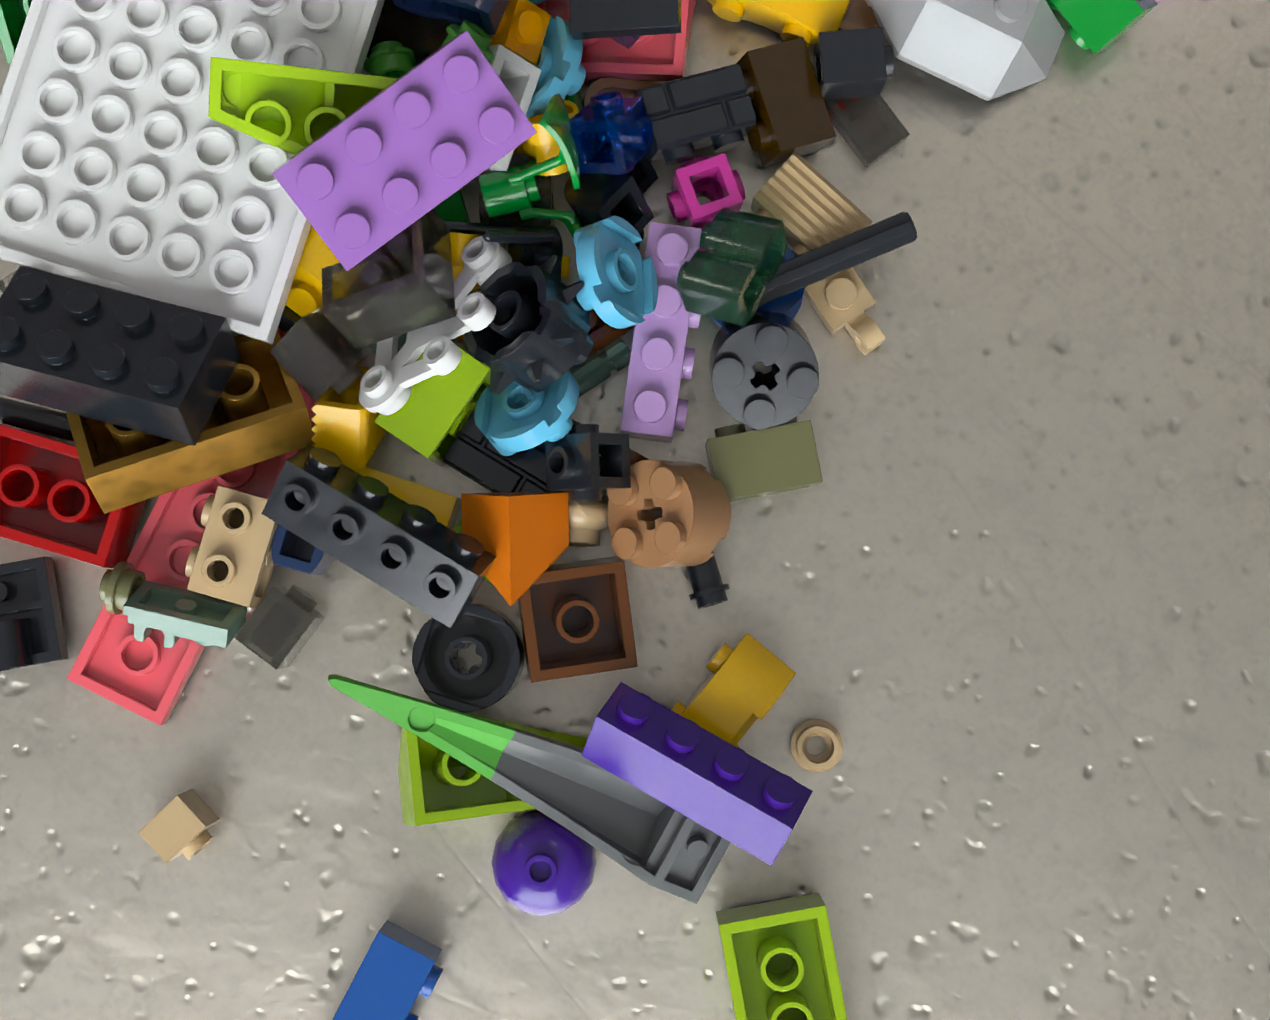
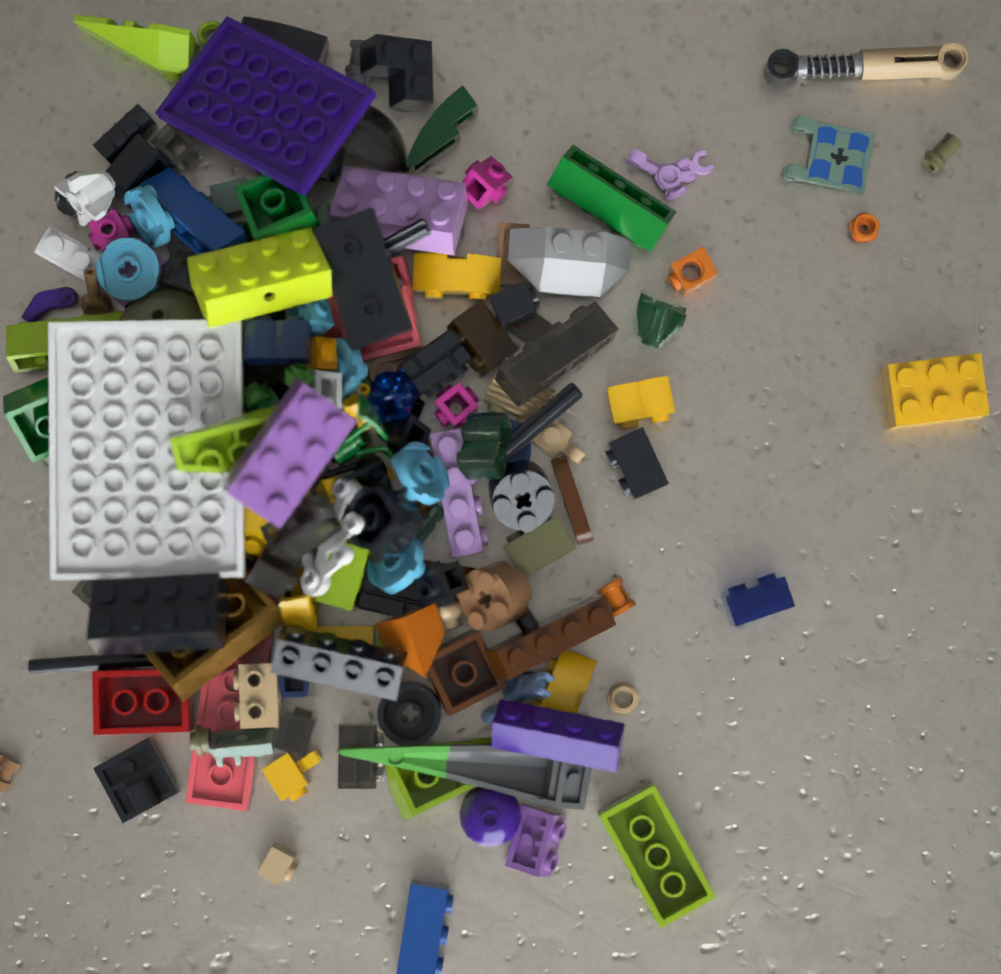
camera: 20 degrees left, 0 degrees up
(245, 690) = (289, 776): none -> yellow brick
(349, 722) = (355, 772): none -> clear smoke brick
(603, 929) = (536, 842): none -> medium lavender bracket
(661, 673) = (520, 688): none -> light blue piece
(733, 611) = (549, 638): none -> reddish brown brick
(839, 405) = (572, 500): none -> reddish brown beam
(860, 582) = (616, 597): none -> orange bush
(892, 161) = (556, 353): none -> clear smoke brick
(962, 381) = (636, 464): none -> black brick
(1000, 285) = (641, 401): none -> yellow brick
(1071, 166) = (658, 320): none -> clear green brick
(1085, 664) = (757, 601): none -> clear blue brick
(1167, 97) = (697, 259): none -> orange brick

